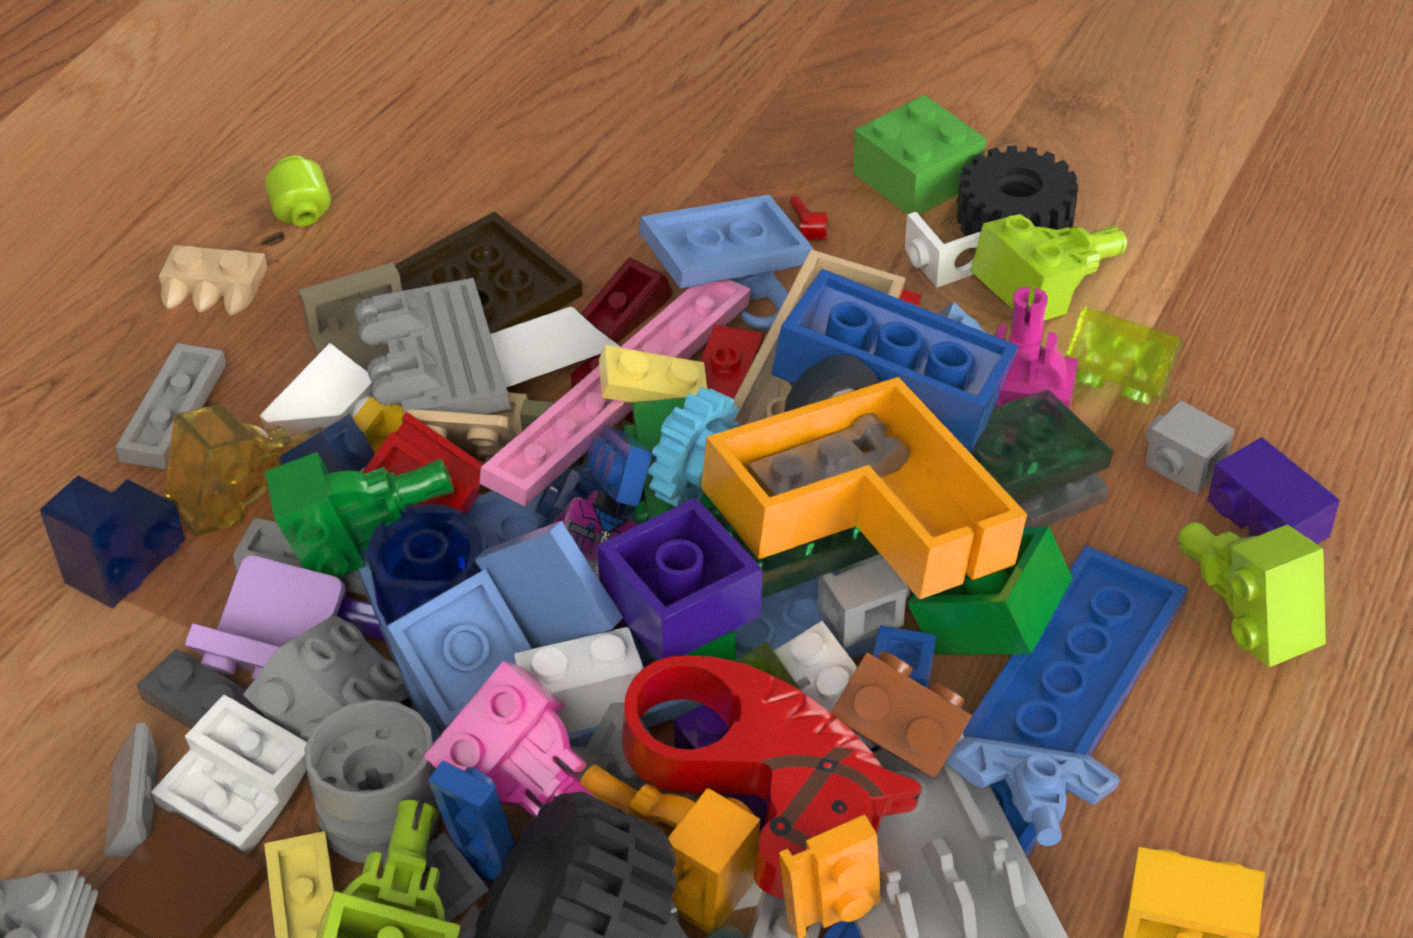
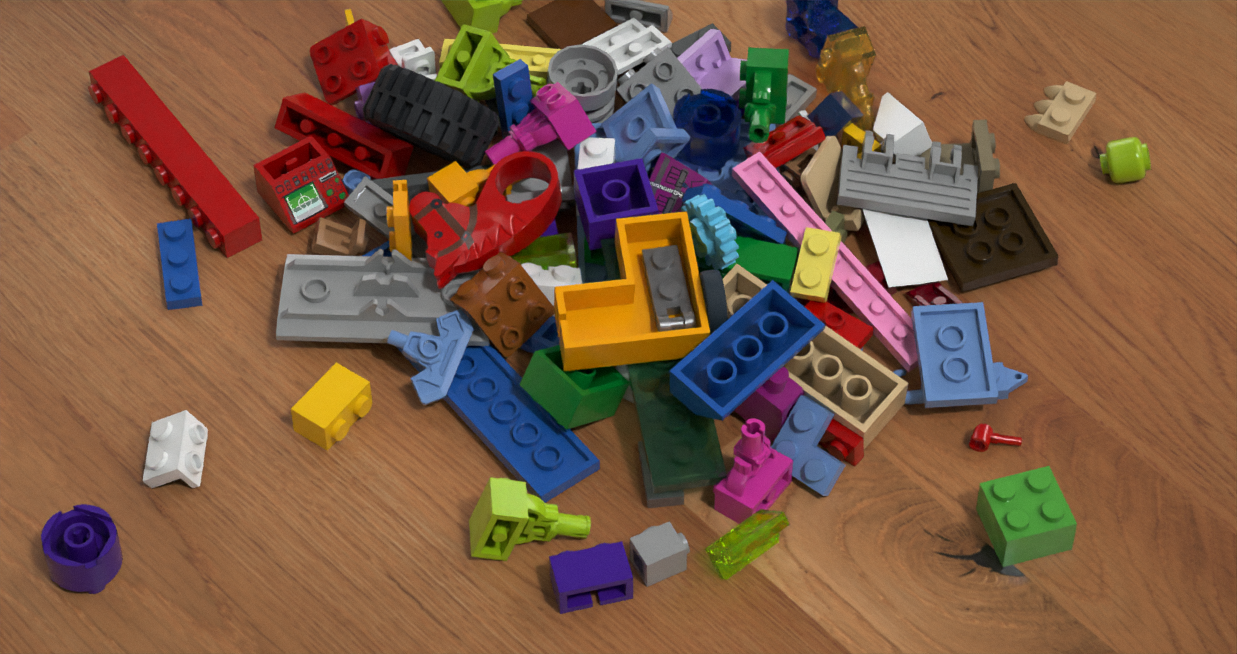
camera: 110 degrees right, 5 degrees up
(178, 388) = (935, 69): light grey plate -> none
(934, 256) = (914, 487): white bracket -> none
(1016, 185) = (952, 582): black tyre -> none
(1020, 255) = (872, 543): lime brick -> none

